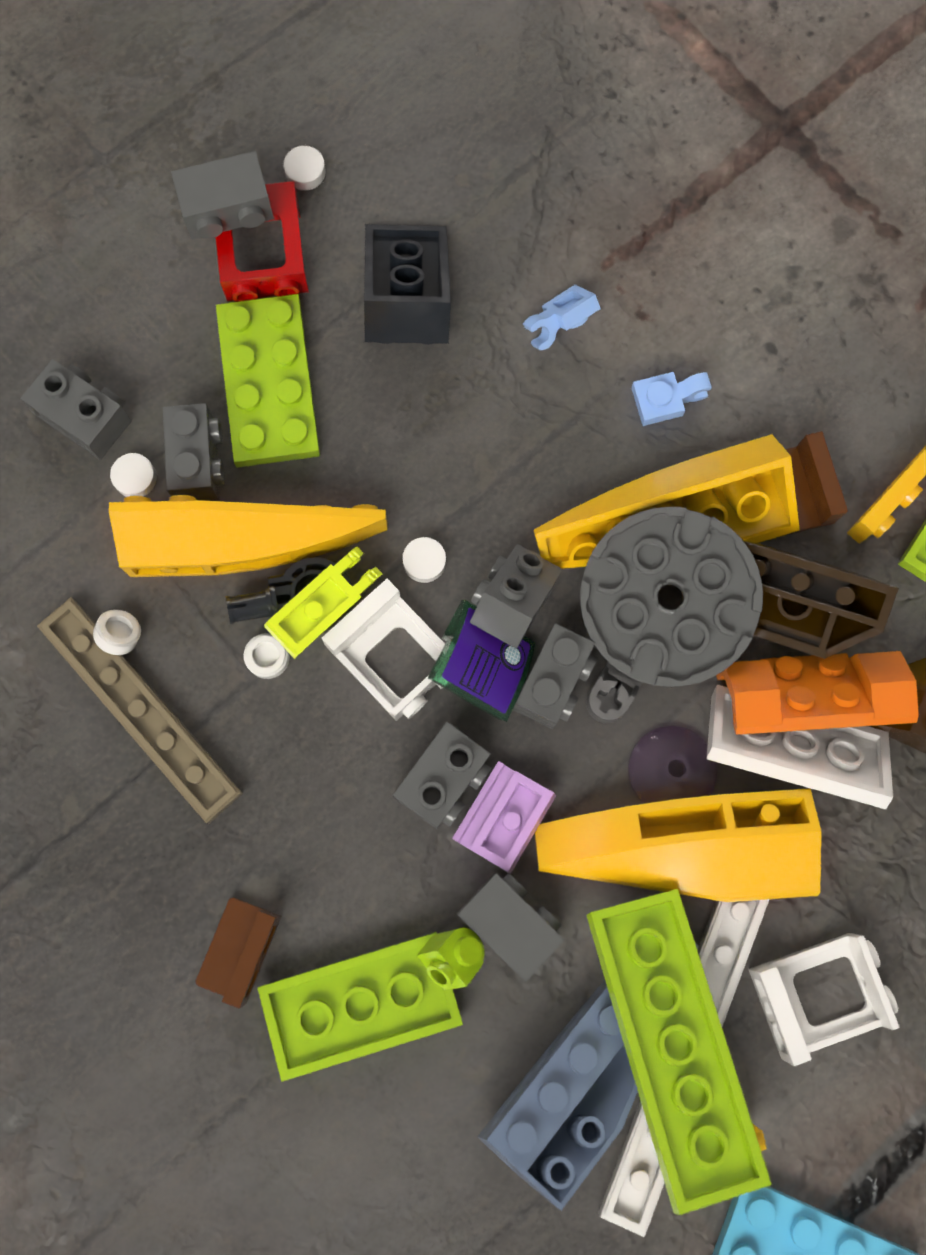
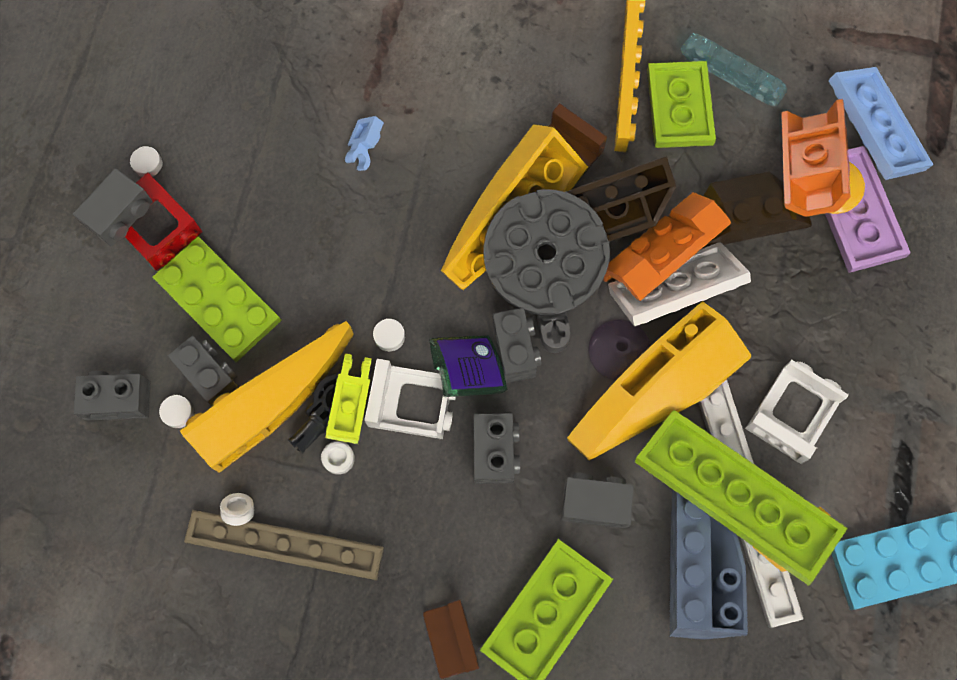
camera: 30 degrees left, 5 degrees down
(406, 284) = (259, 186): black slope -> none
(453, 957) = (579, 543): lime plate -> none
(504, 817) = (546, 445): lavender plate -> none
(514, 595) = (457, 315): dark grey brick -> none
(663, 398) = (456, 147): light blue plate -> none

